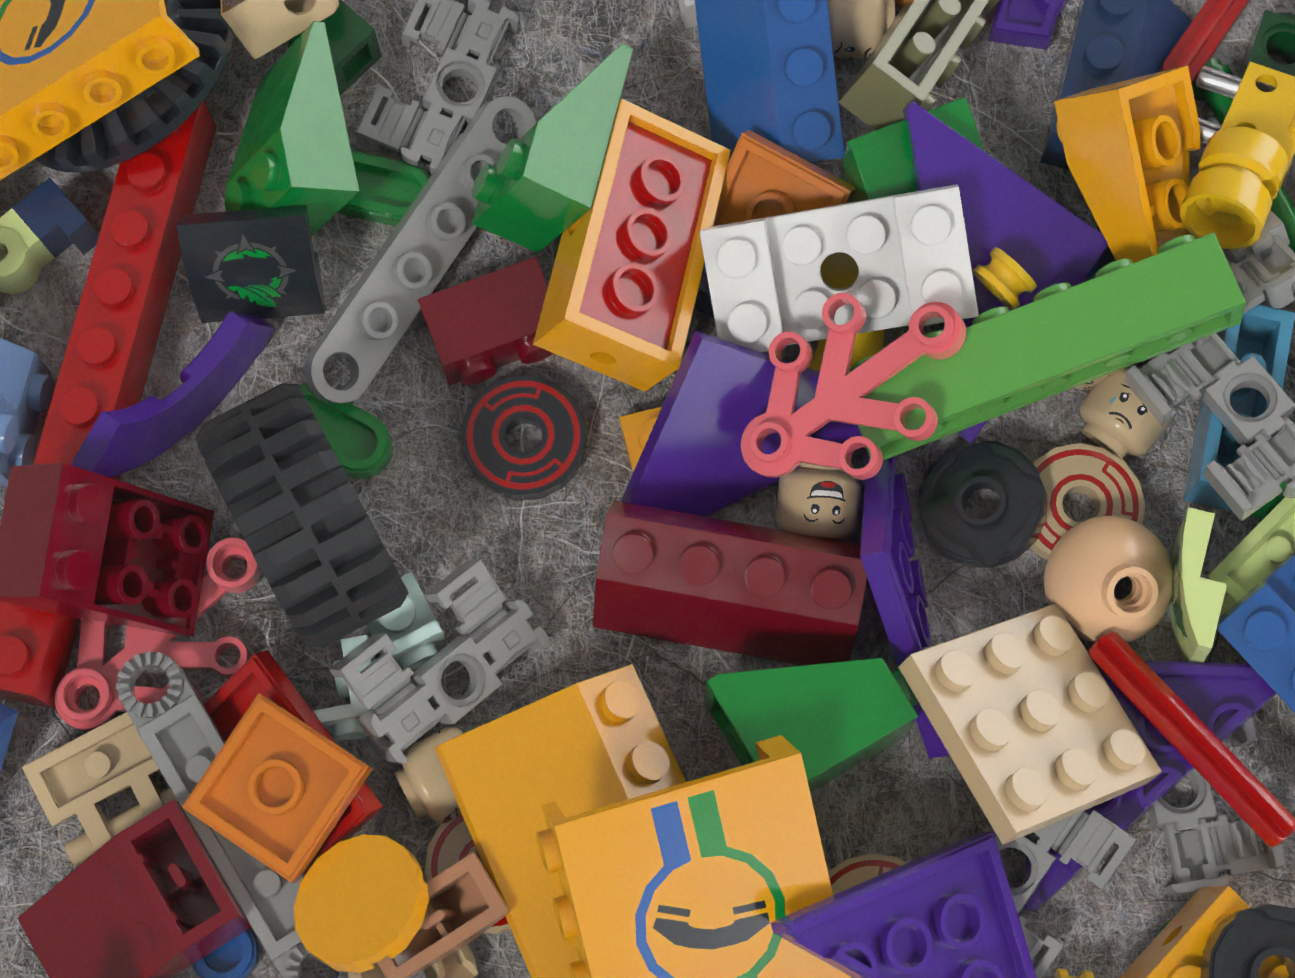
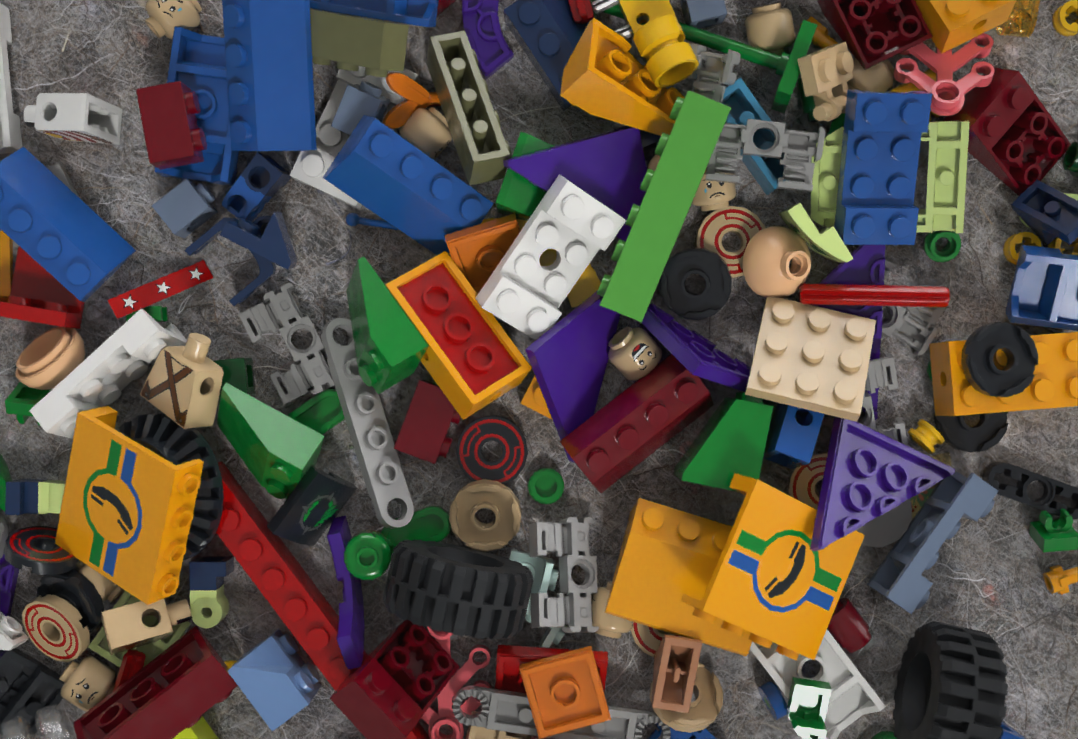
camera: 50 degrees left, 15 degrees up
(241, 375) = (368, 555): none -> green head
(360, 903) = (645, 699): light orange tile -> none
(465, 506) = (488, 495): none -> tan tile
(539, 546) = (546, 485): none -> green tile
(666, 28) = (353, 220): none -> blue hinge
(841, 395) = (610, 313): coral plant -> none
(902, 800) = (791, 441): none -> blue torso
(1005, 278) = (617, 191): yellow bush -> none

